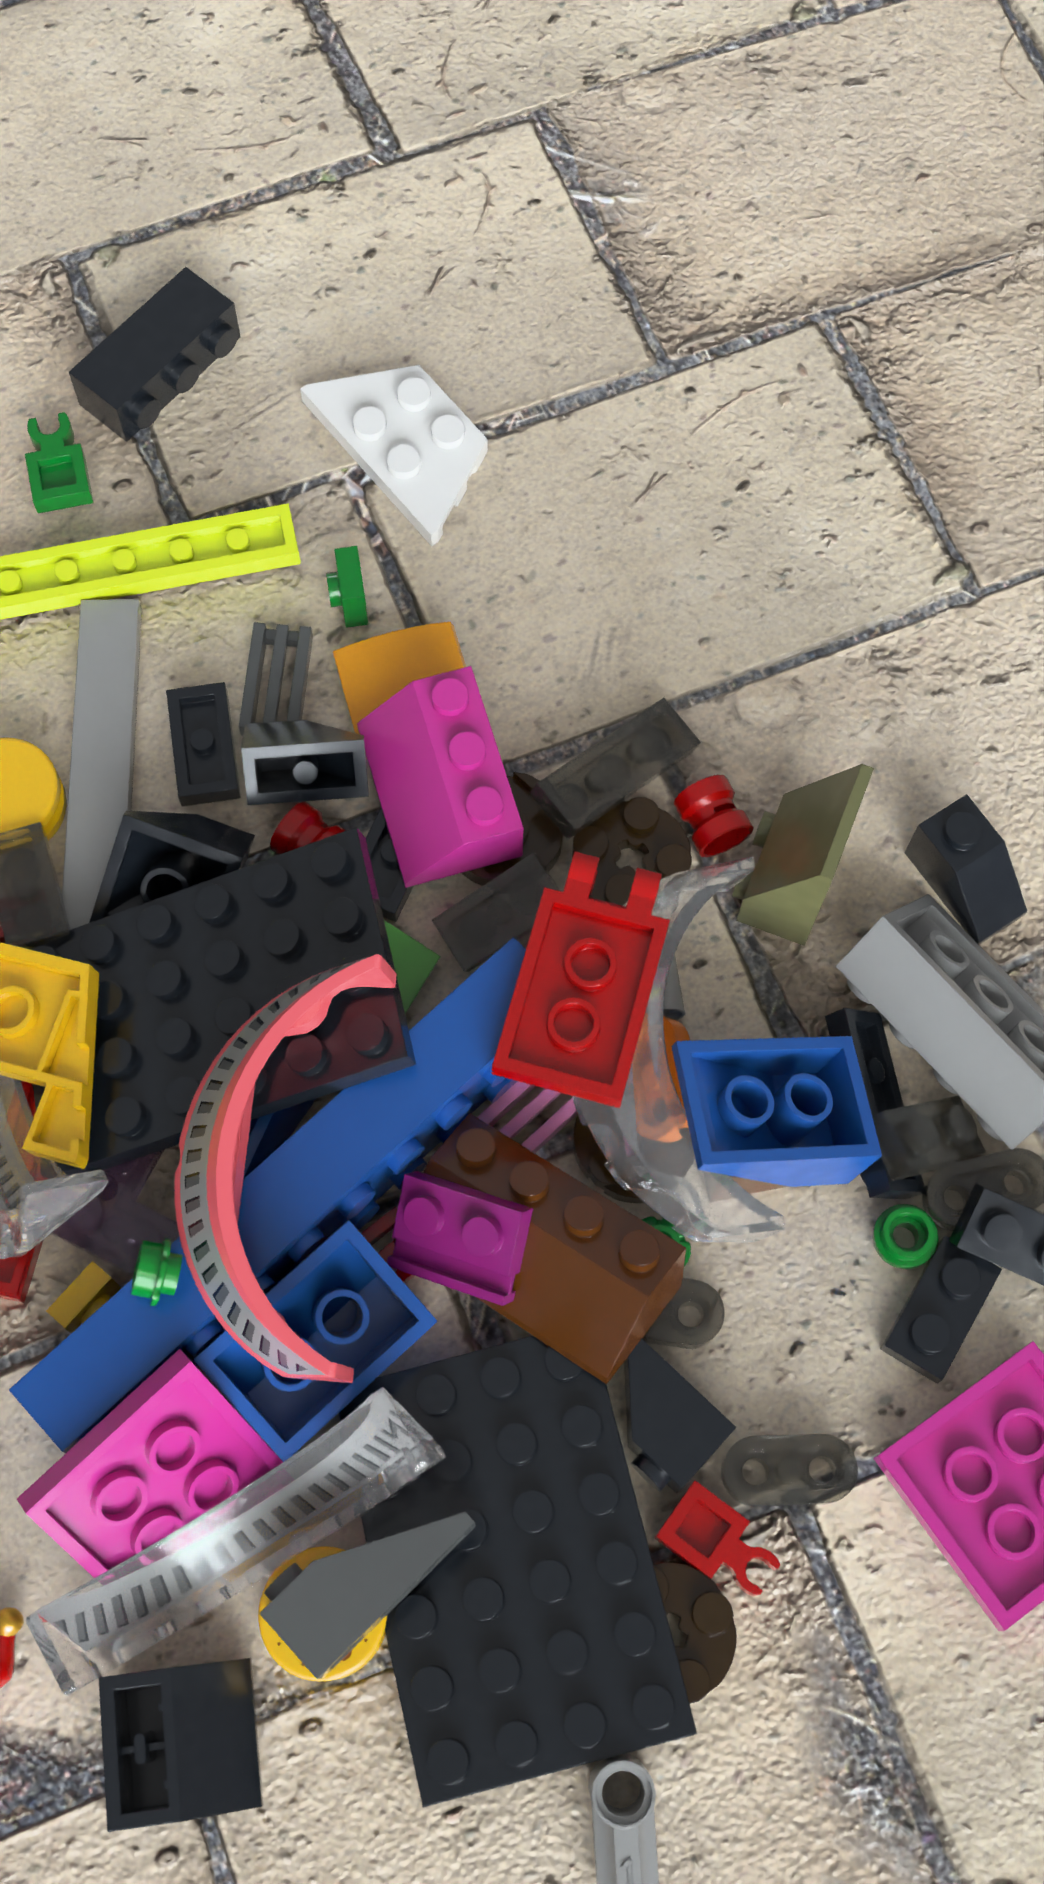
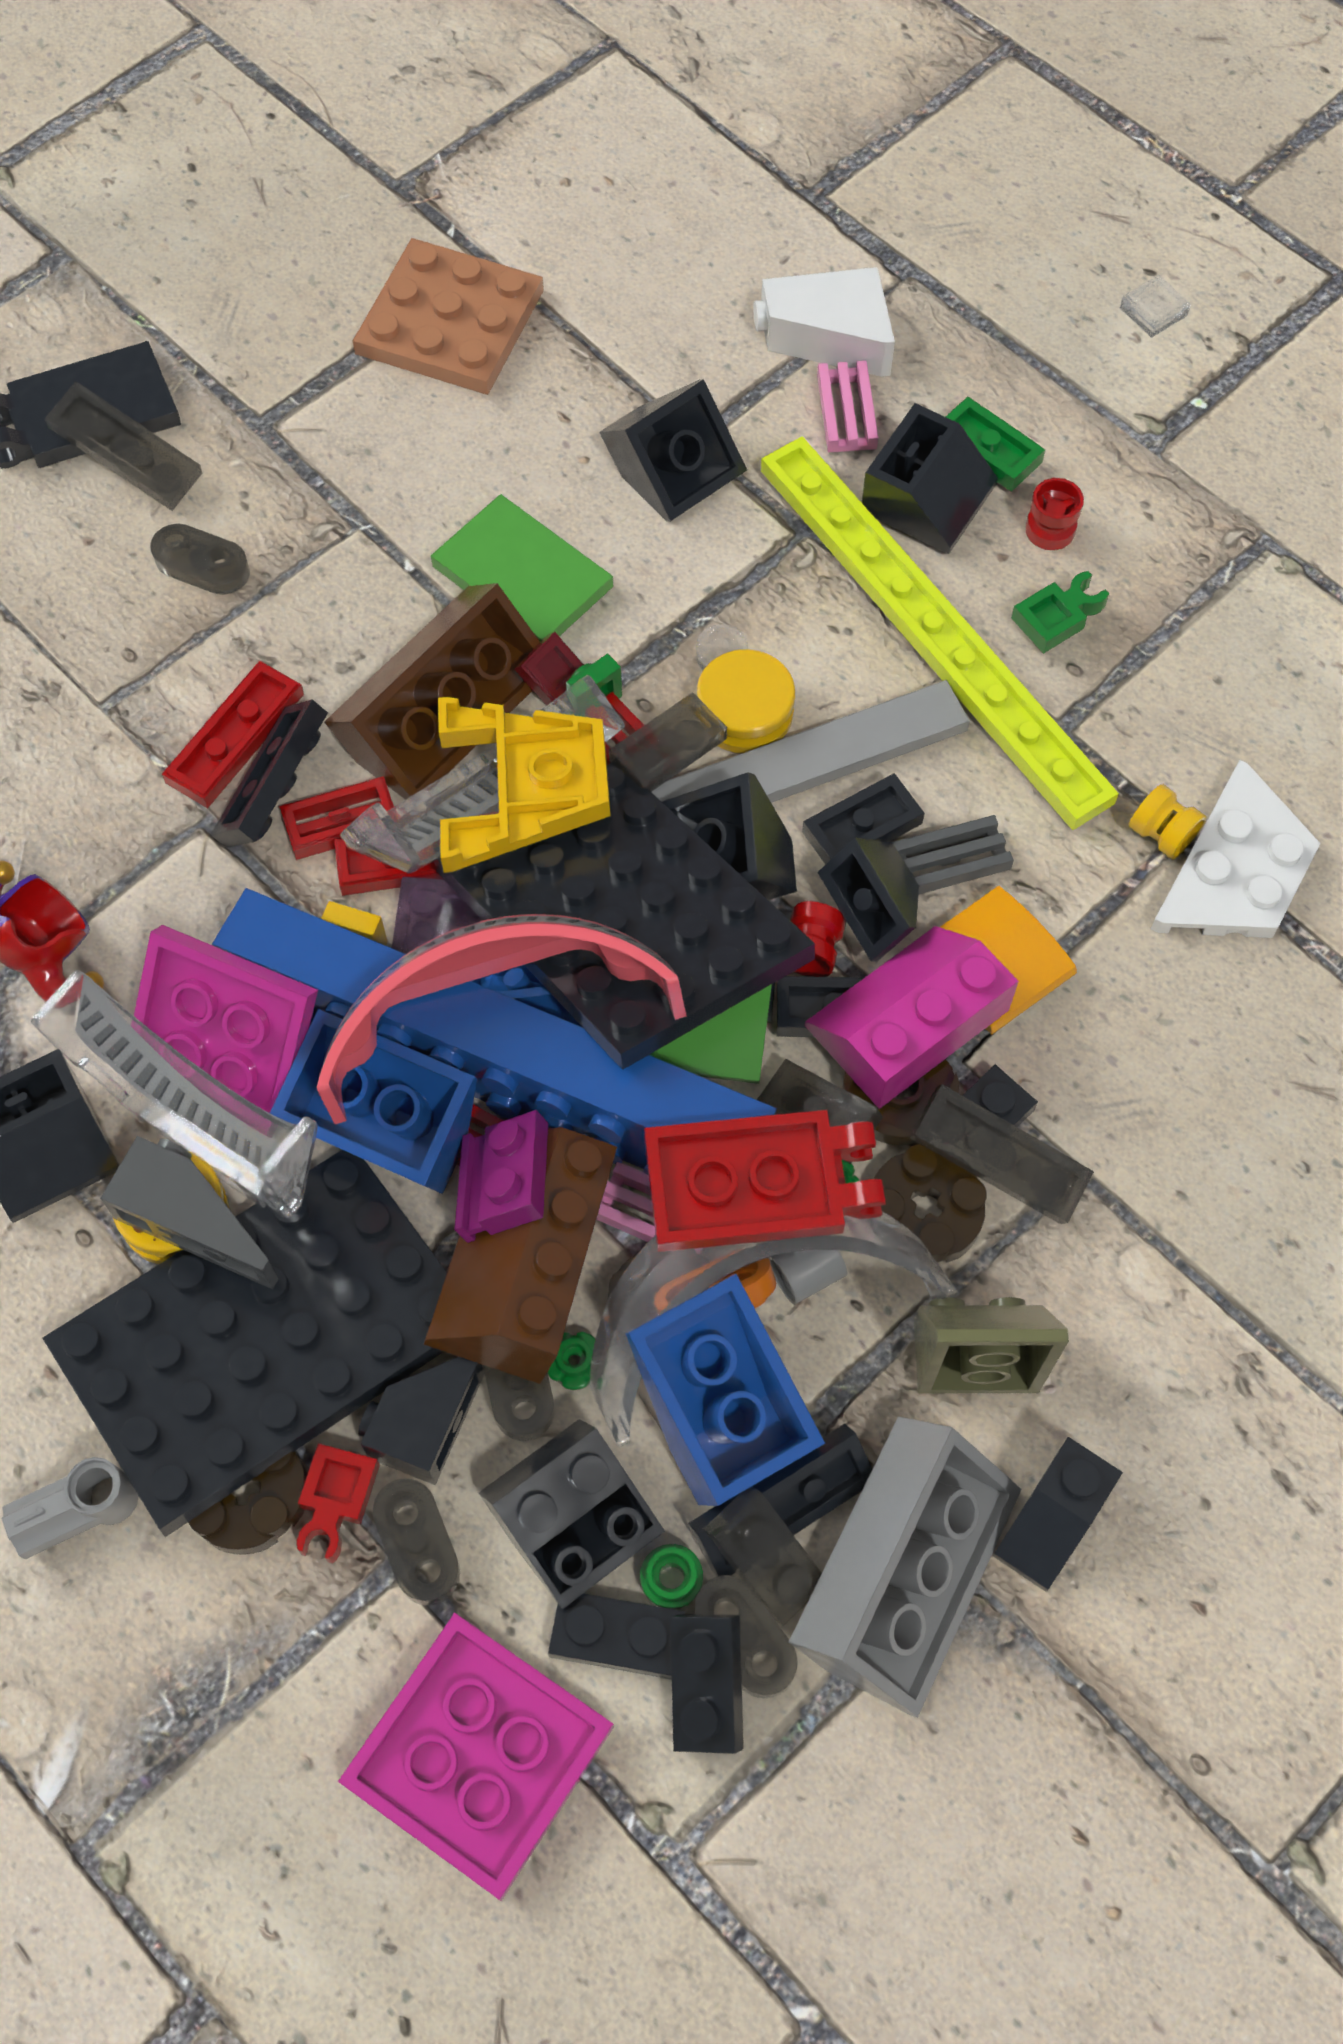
camera: 70 degrees right, 5 degrees down
(156, 354) = (1207, 637): black brick -> none
(156, 1271) = (370, 944): green plate -> none
(337, 477) = (1167, 821): none -> yellow wheel
(347, 587) = (1066, 873): green plate -> none
(550, 747) = (1002, 1096): none -> black plate
(713, 815) = (999, 1258): red wheel -> none
(815, 1304) = (572, 1512): none -> black slope

